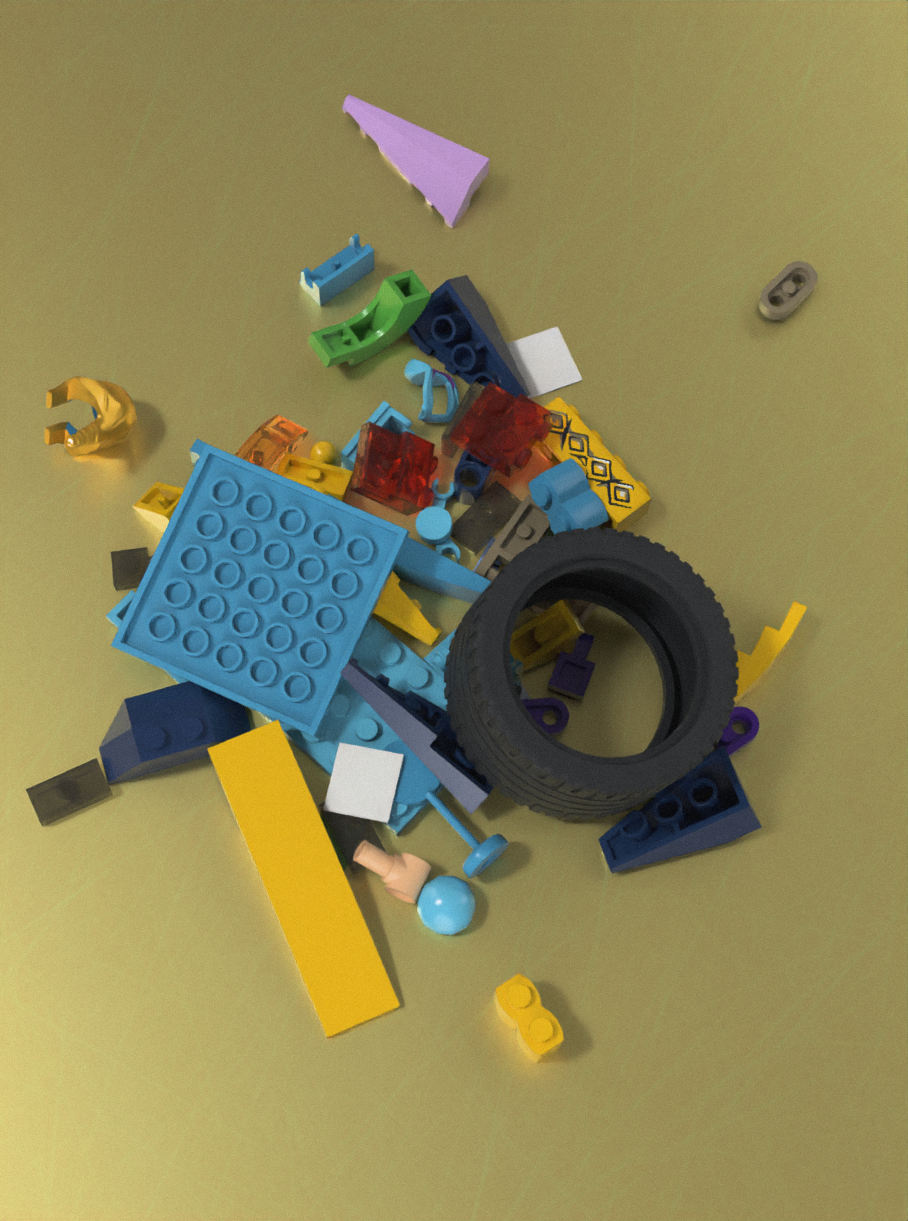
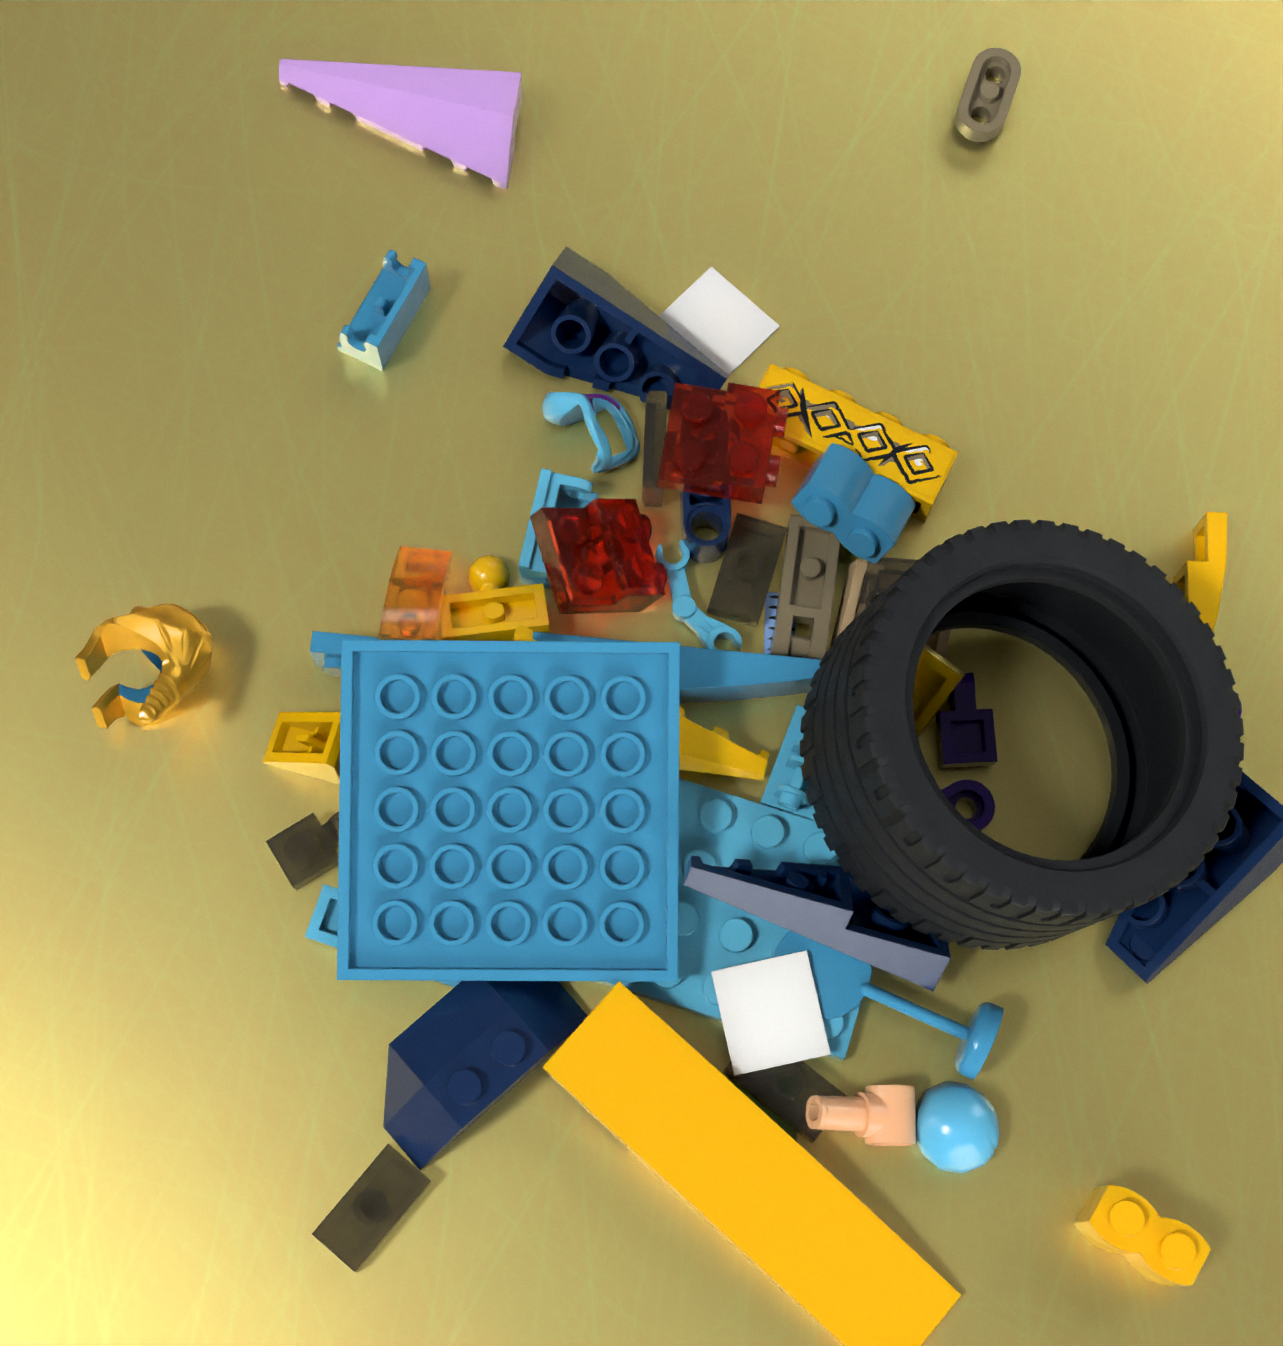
camera: 25 degrees left, 5 degrees up
(375, 327) = (477, 367): bright green arch -> none
(434, 525) = (688, 611): medium azure tile -> none

